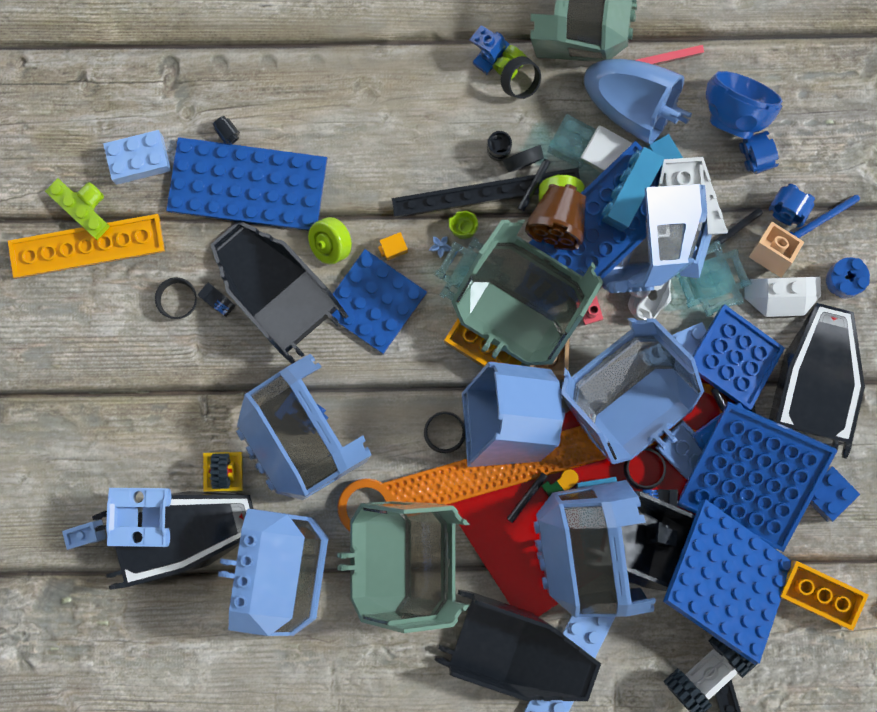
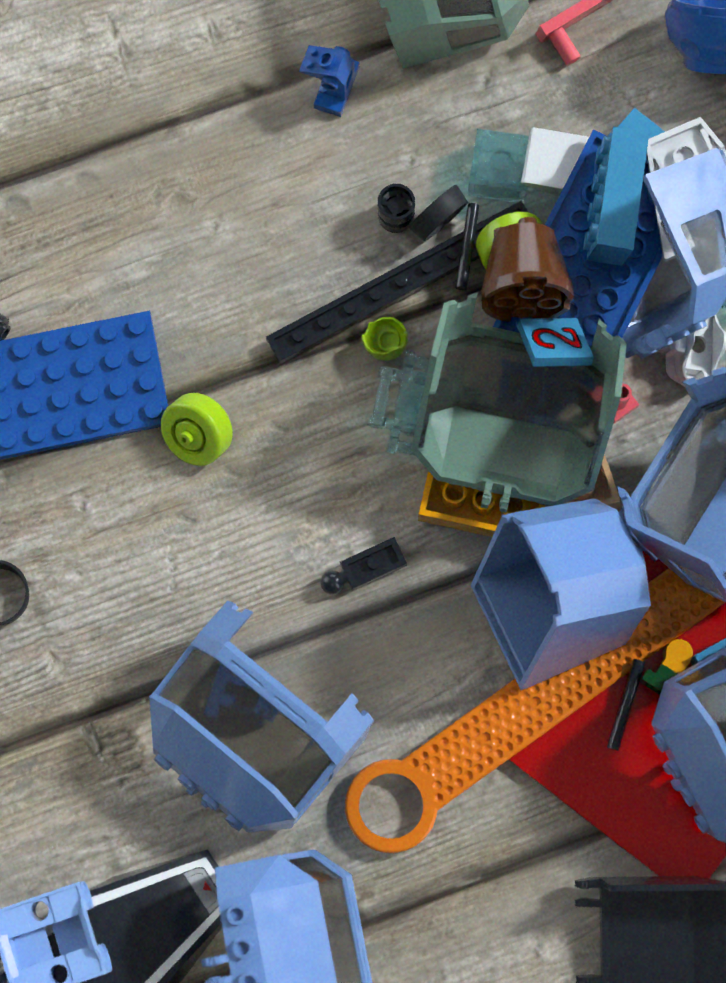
camera: 15 degrees left, 5 degrees down
(216, 299) = (57, 574): black leg -> none
(222, 471) = (155, 828): plate -> none
(273, 286) = (137, 525): black windscreen -> none
(376, 301) = (292, 496): blue plate -> none
(393, 246) = (292, 406): light orange brick -> none
(401, 360) = (365, 567): none -> black plate
(404, 565) = (481, 872): sand green windscreen -> none
(439, 450) = (465, 681): black tyre -> none
(441, 246) = (362, 382): light blue plant -> none
(508, 71) = (371, 101): black tyre -> none
(510, 53) = (369, 86): lime wheel -> none
(562, 265) = (555, 342): none -> dark azure tile
(636, 95) = (568, 67): medium blue windscreen -> none

